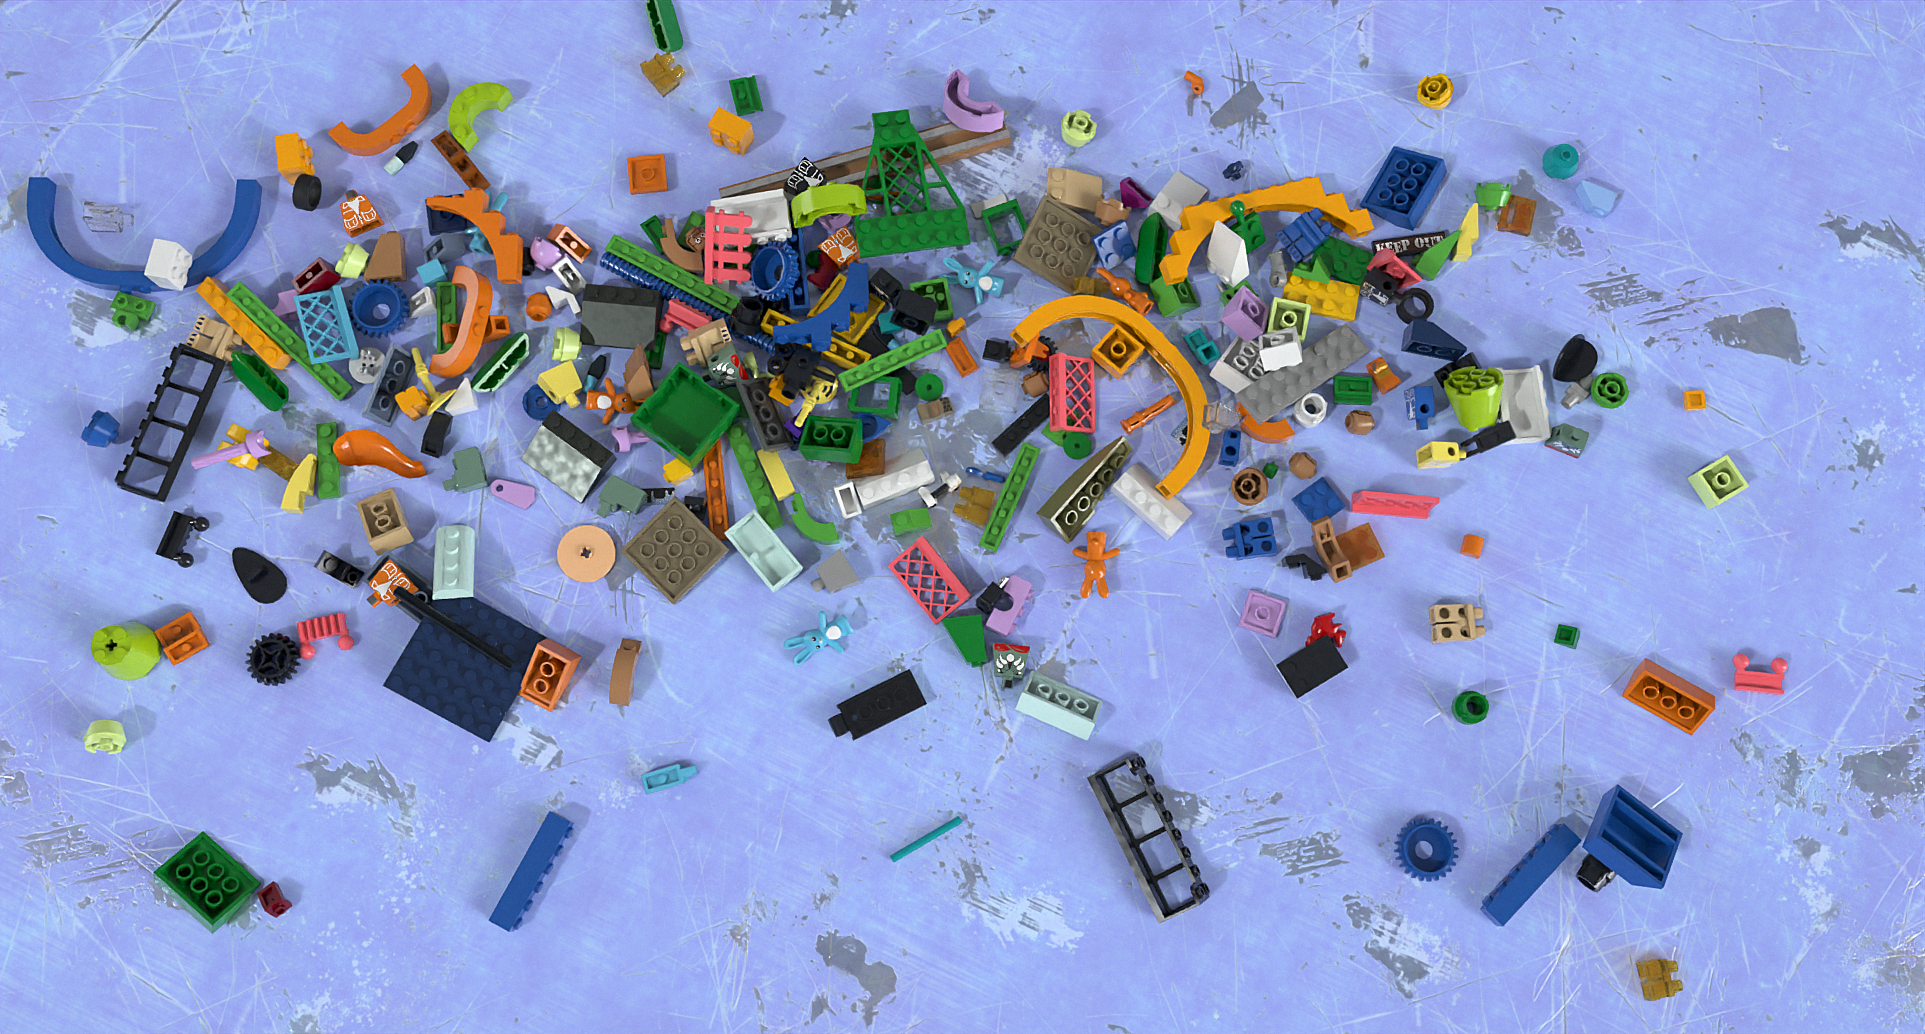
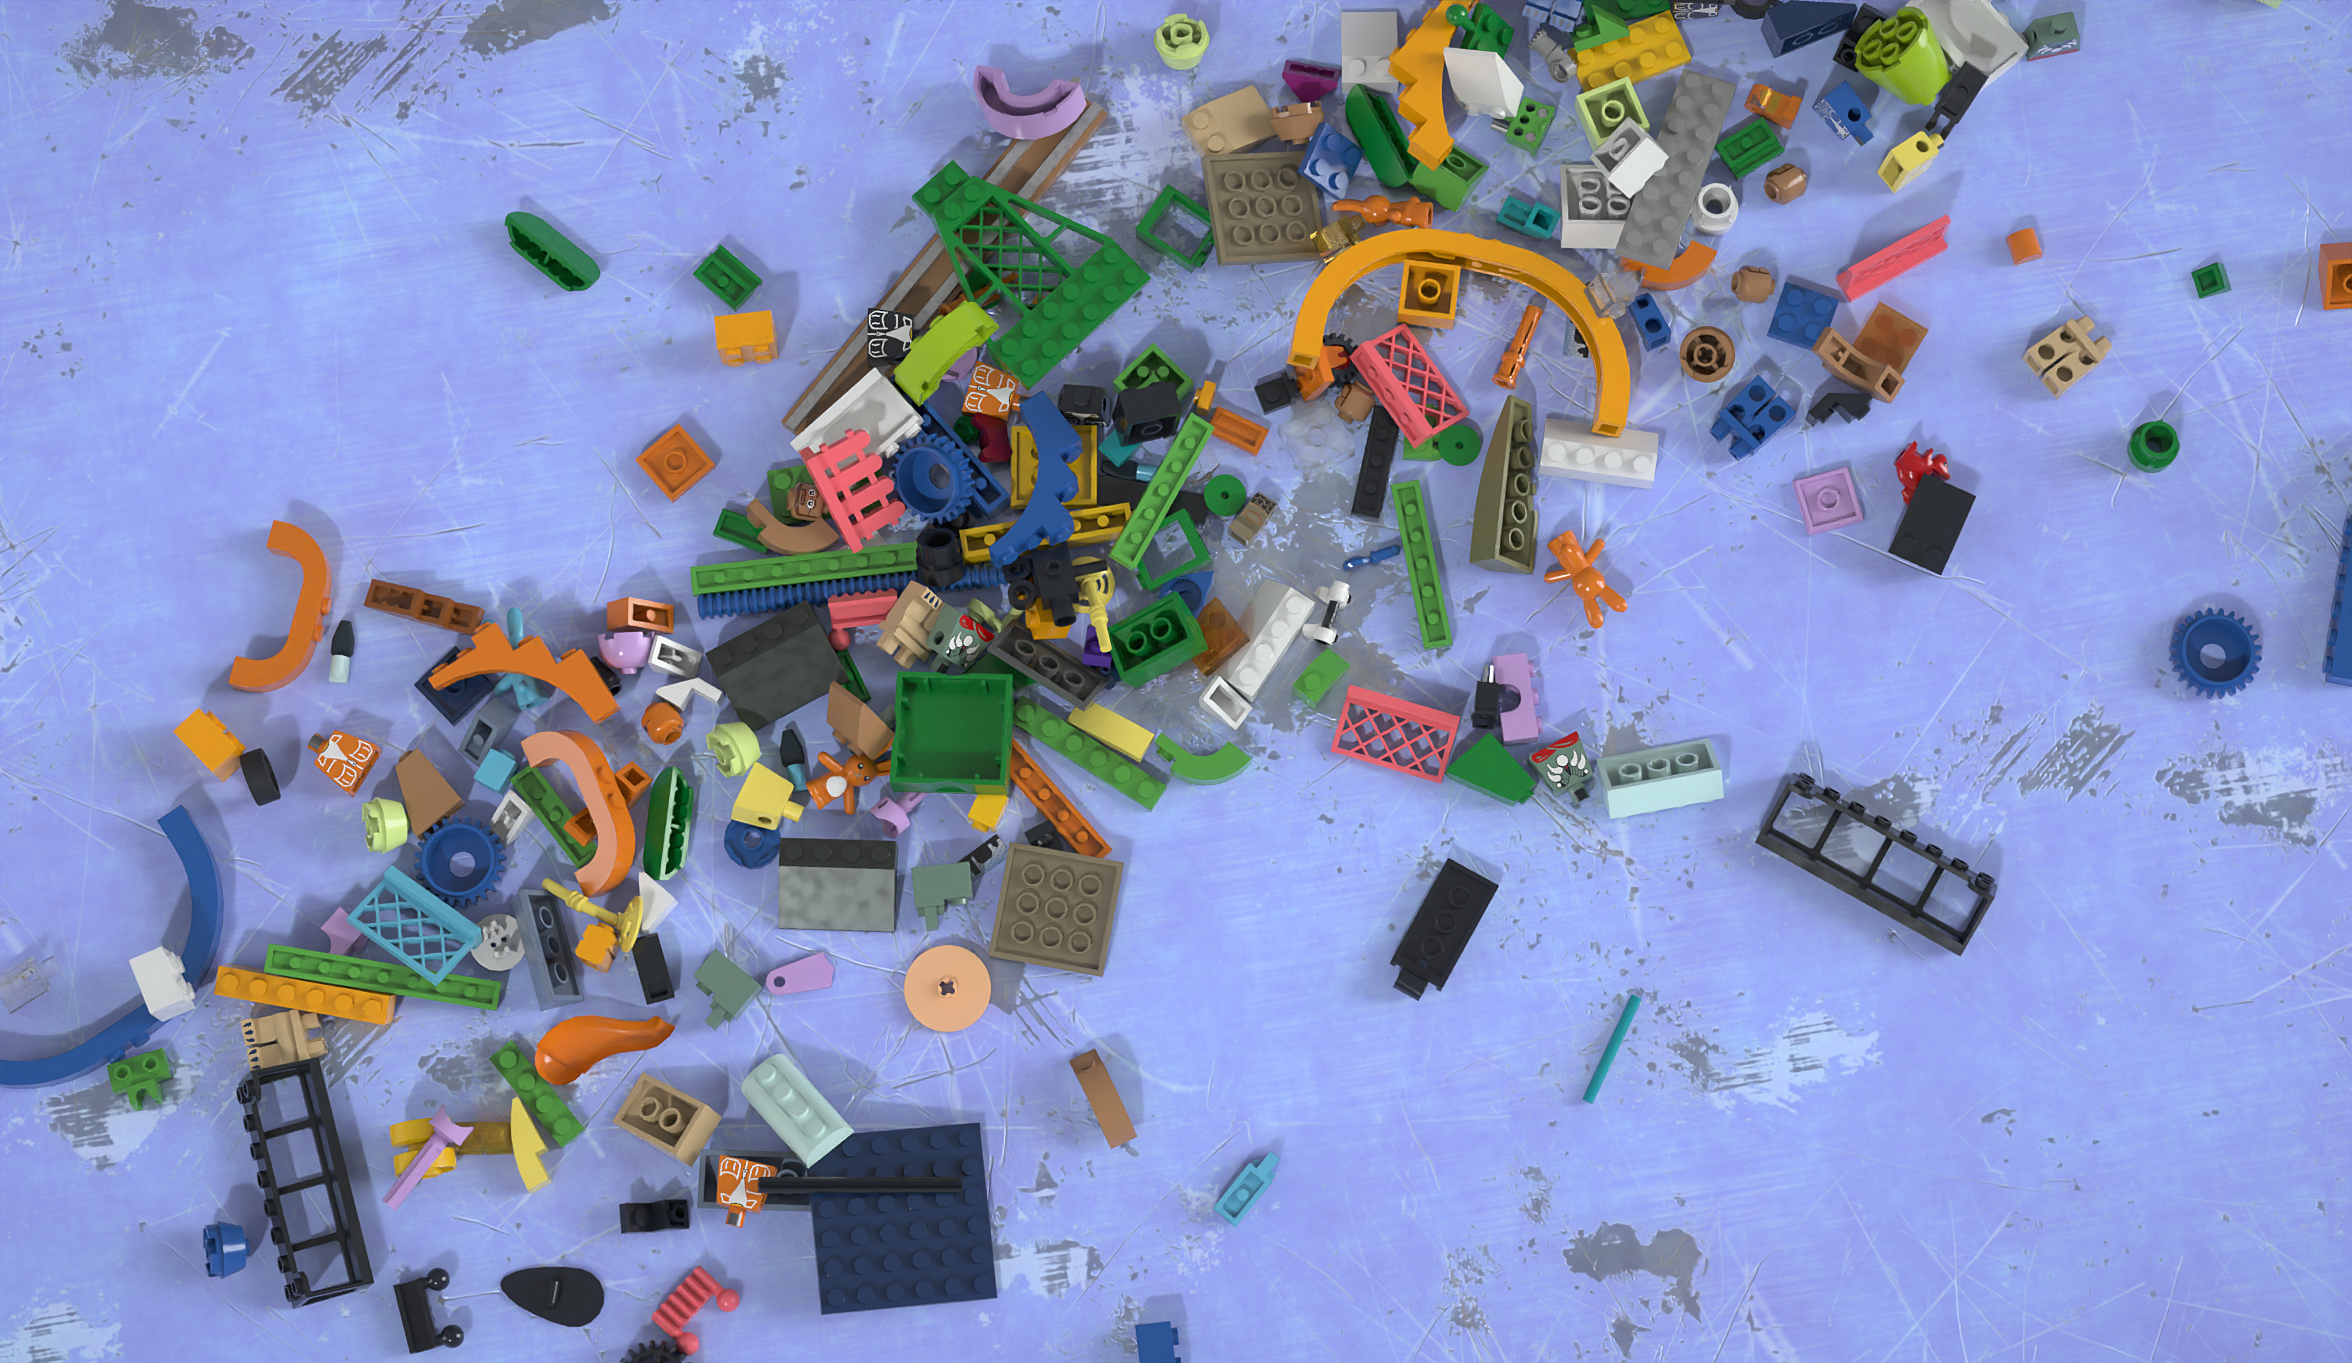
camera: 25 degrees left, 0 degrees up
(260, 380) = (378, 1053): green brick -> none
(316, 277) = (352, 876): dark red slope -> none
(469, 104) = (381, 524): lime brick -> none
(548, 673) = (1010, 1165): orange slope -> none
(661, 75) = (599, 322): clear yellow hips -> none
(764, 551) = (1167, 834): light aqua container -> none
(817, 639) = (1310, 899): medium azure animal -> none
(835, 574) = (1275, 805): light grey torso -> none
(970, 277) = (1180, 322): medium azure animal -> none
(977, 506) = (1390, 605): clear yellow hips -> none
(978, 207) = (1134, 214): white sticker -> none
(1246, 314) = (1556, 141): lavender slope -> none
(1270, 470) = (1717, 316): green plate -> none

